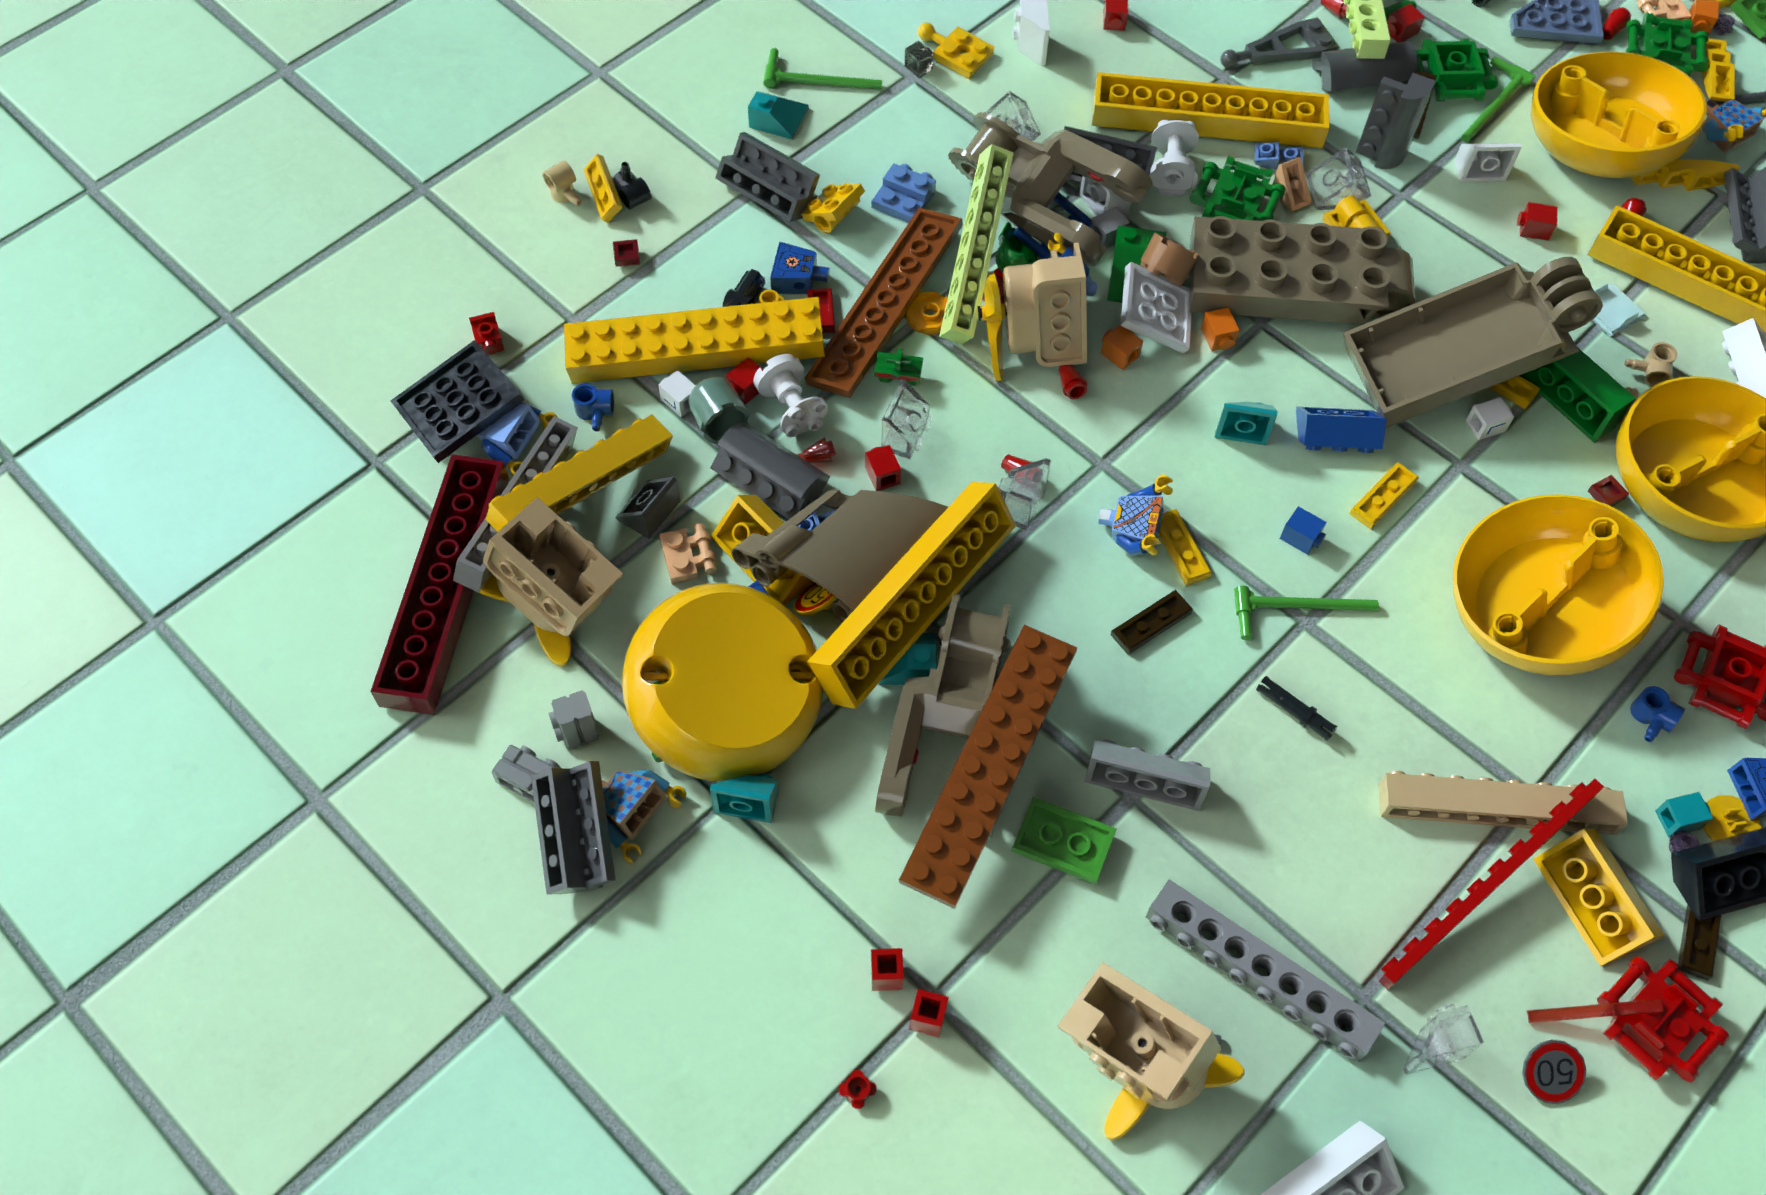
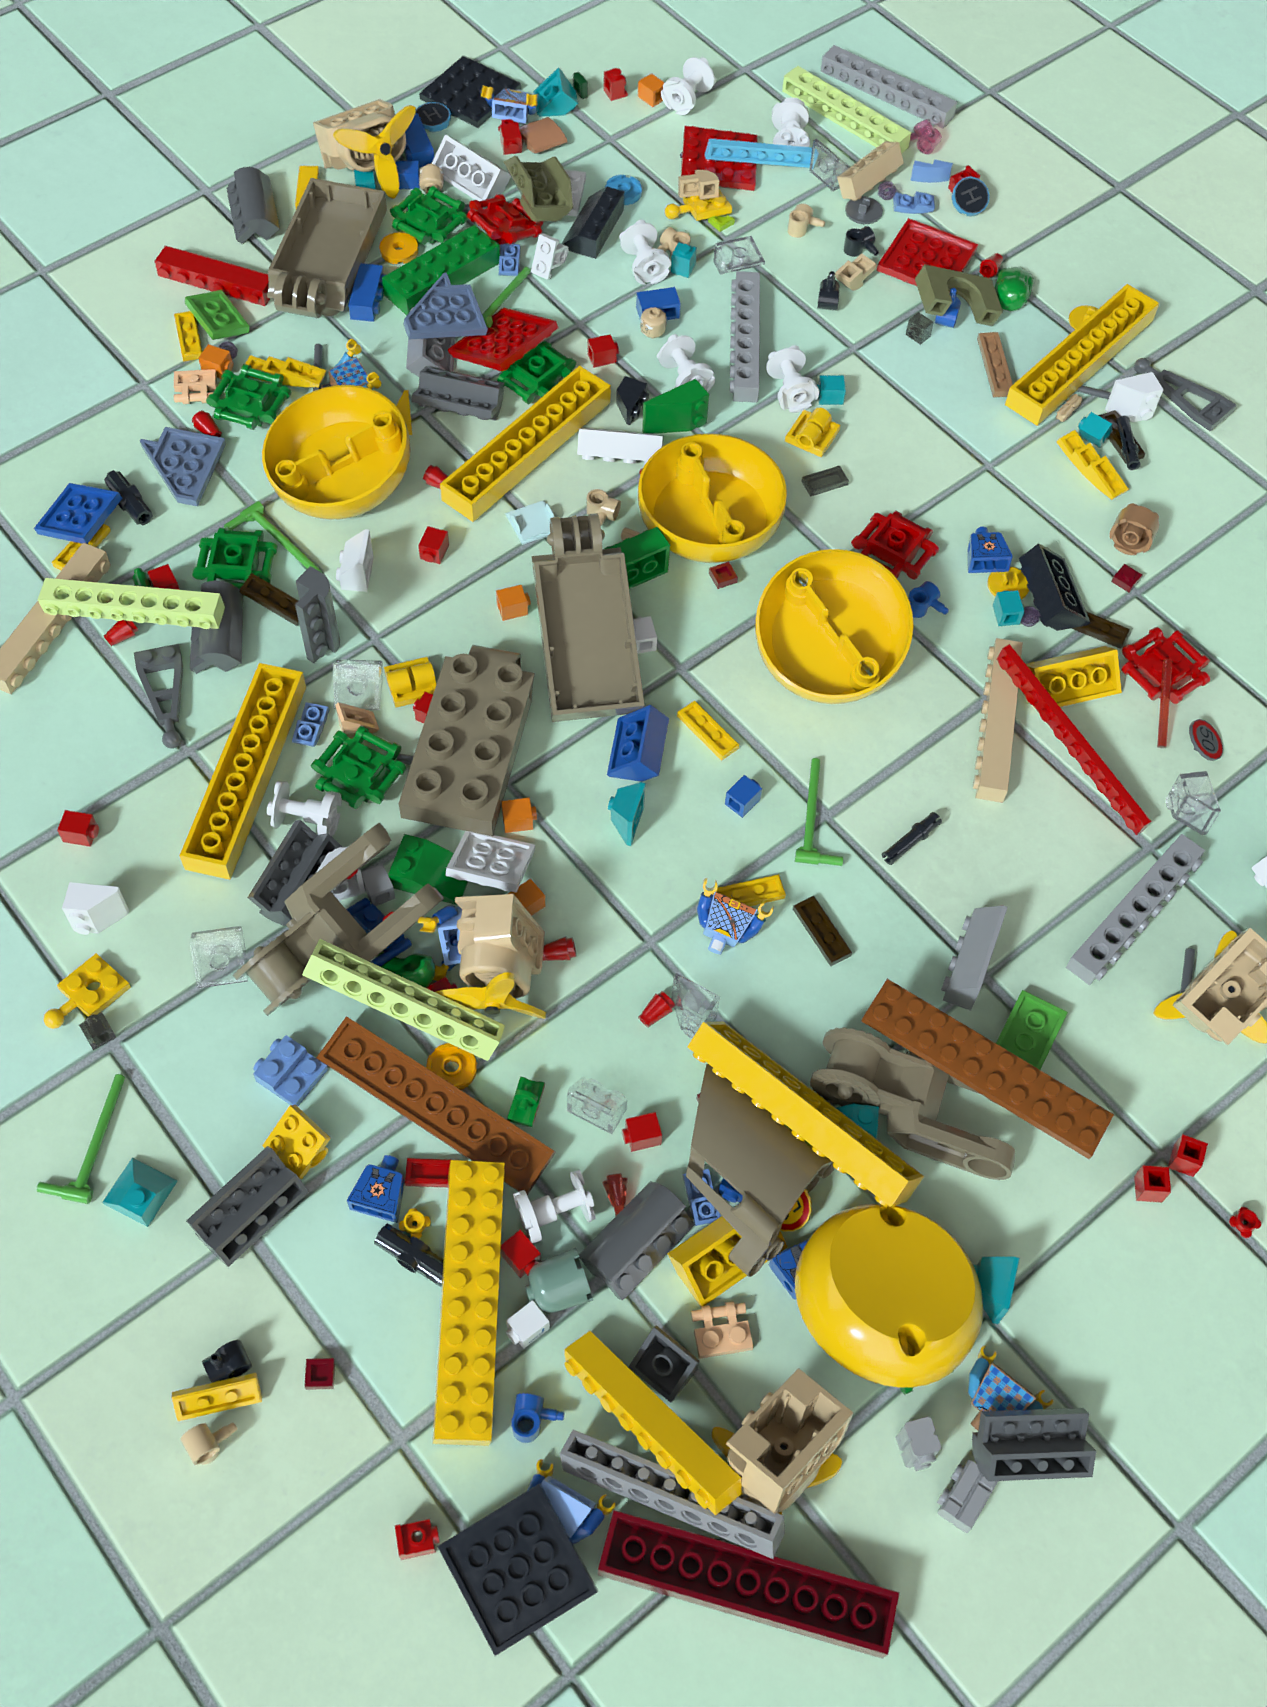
camera: 85 degrees left, 0 degrees up
(1169, 259) = (450, 834): medium nougat brick -> none

